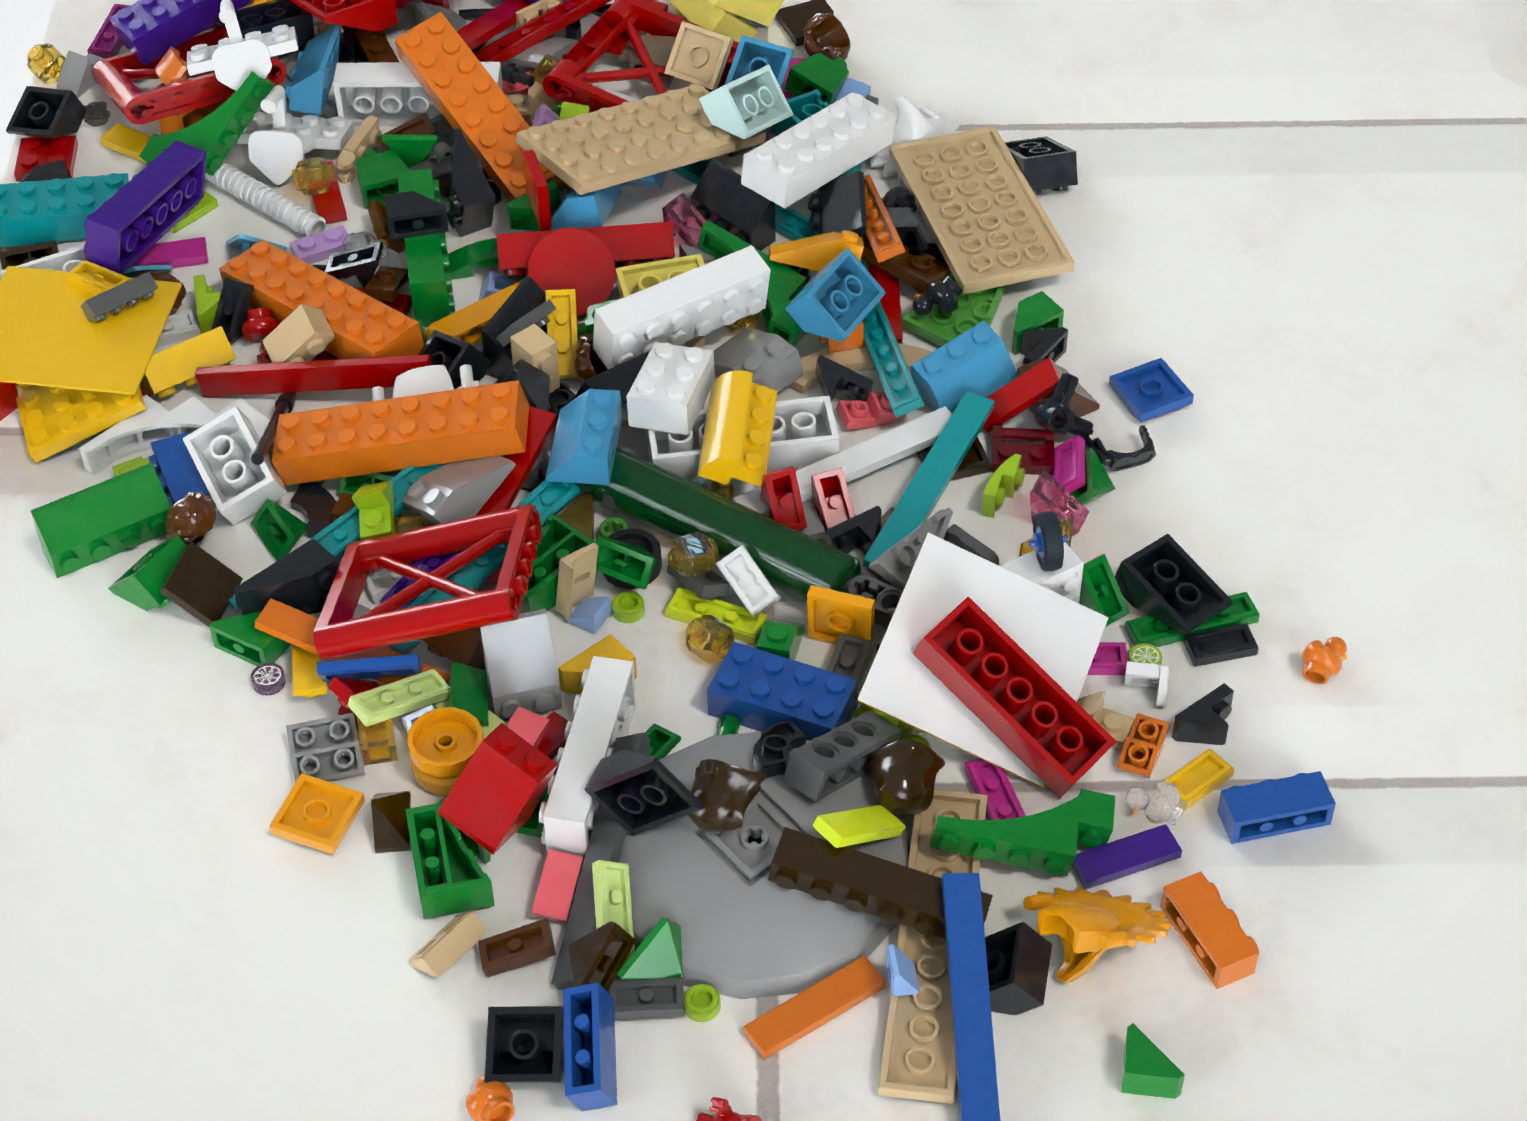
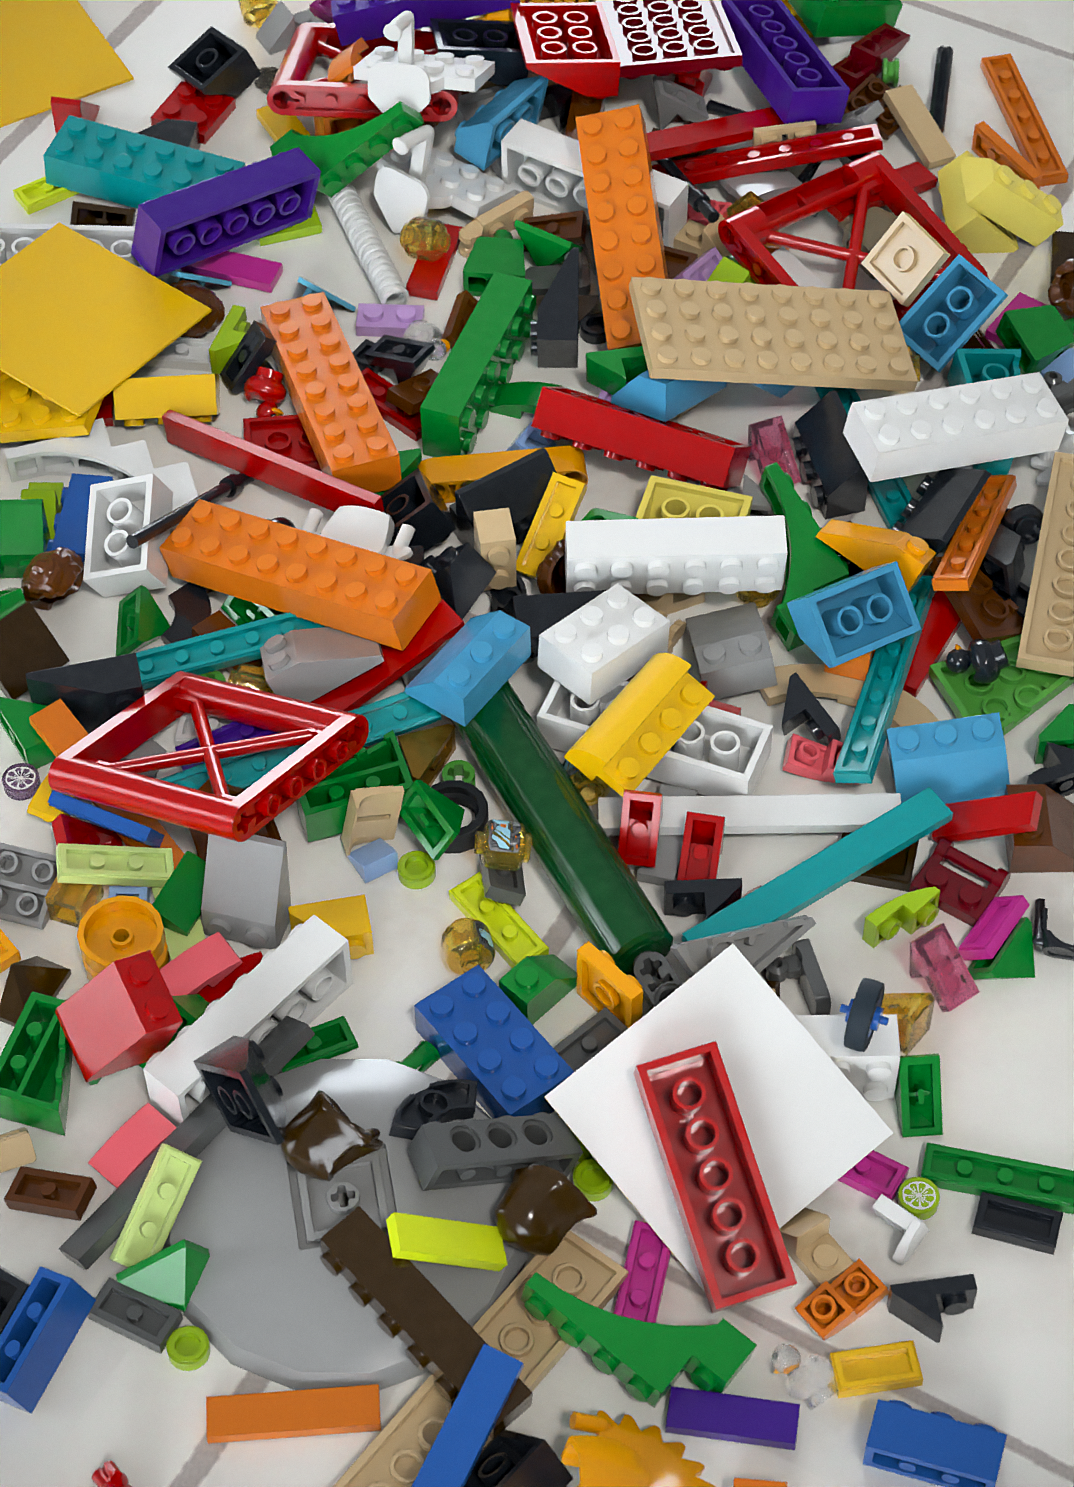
camera: 30 degrees right, 5 degrees up
(94, 278) = (125, 275): yellow tile -> none
(119, 296) = (133, 301): dark grey piece -> none
(299, 336) = (278, 419): tan brick -> none
(375, 509) = (227, 645): lime slope -> none
(414, 215) = (468, 329): black slope -> none
(537, 190) = (613, 353): red tile -> none
(537, 316) = (522, 500): dark grey plate -> none
(573, 261) = (606, 454): red tile -> none
(600, 955) = (104, 1250): dark brown slope -> none
(747, 104) = (911, 341): light aqua slope -> none
(748, 581) = (542, 902): white plate -> none
(900, 972) = (391, 1426): light blue slope -> none
(1065, 420) = (1019, 871): black axle -> none
(1170, 586) = (998, 1128): black slope -> none

